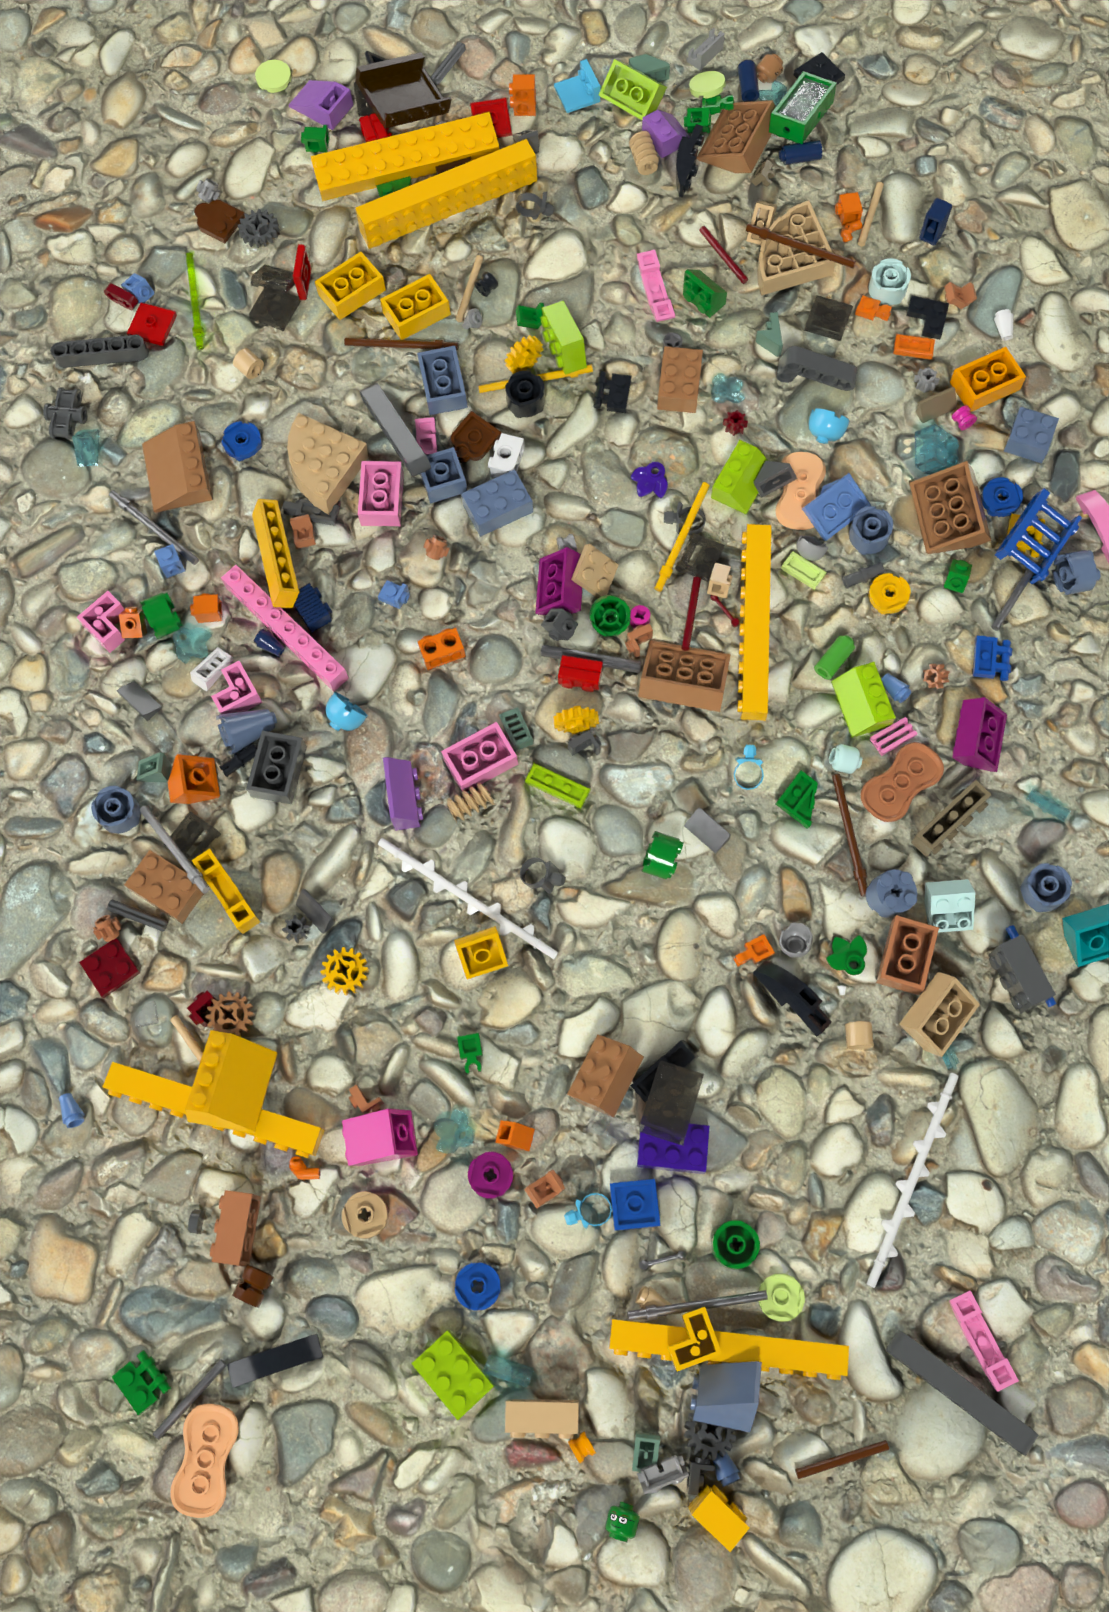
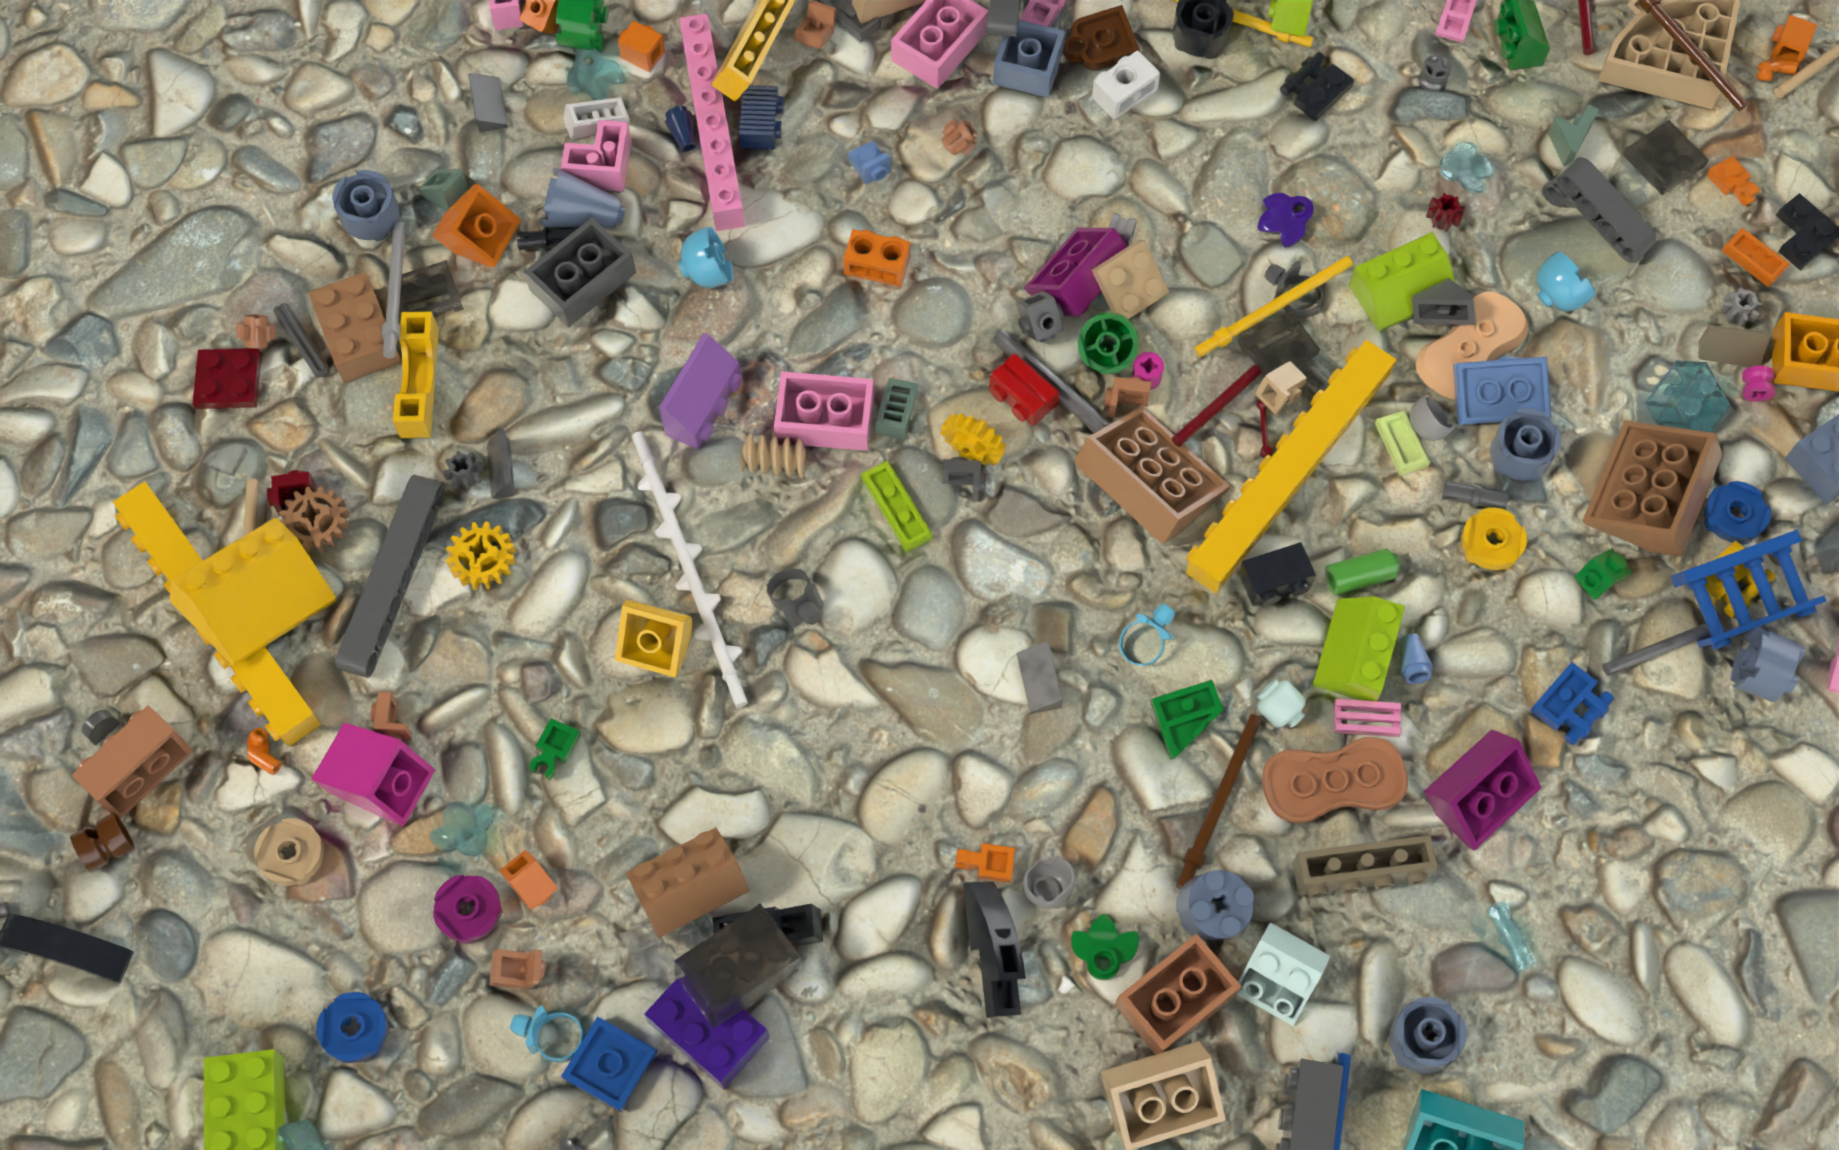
camera: 30 degrees right, 5 degrees down
(71, 1112) = (61, 510): medium blue cone -> none
(301, 1018) = (390, 576): none -> dark grey beam
(497, 502) = (1072, 130): sand blue brick -> none
(661, 855) = (956, 667): green brick -> none
(679, 379) = (1412, 118): medium nougat brick -> none
(793, 688) = (1277, 575): none -> black brick
(859, 1035) = (1041, 1053): tan piece -> none
(889, 282) = (1779, 158): light aqua brick -> none
(940, 672) = (1478, 677): nougat gear -> none

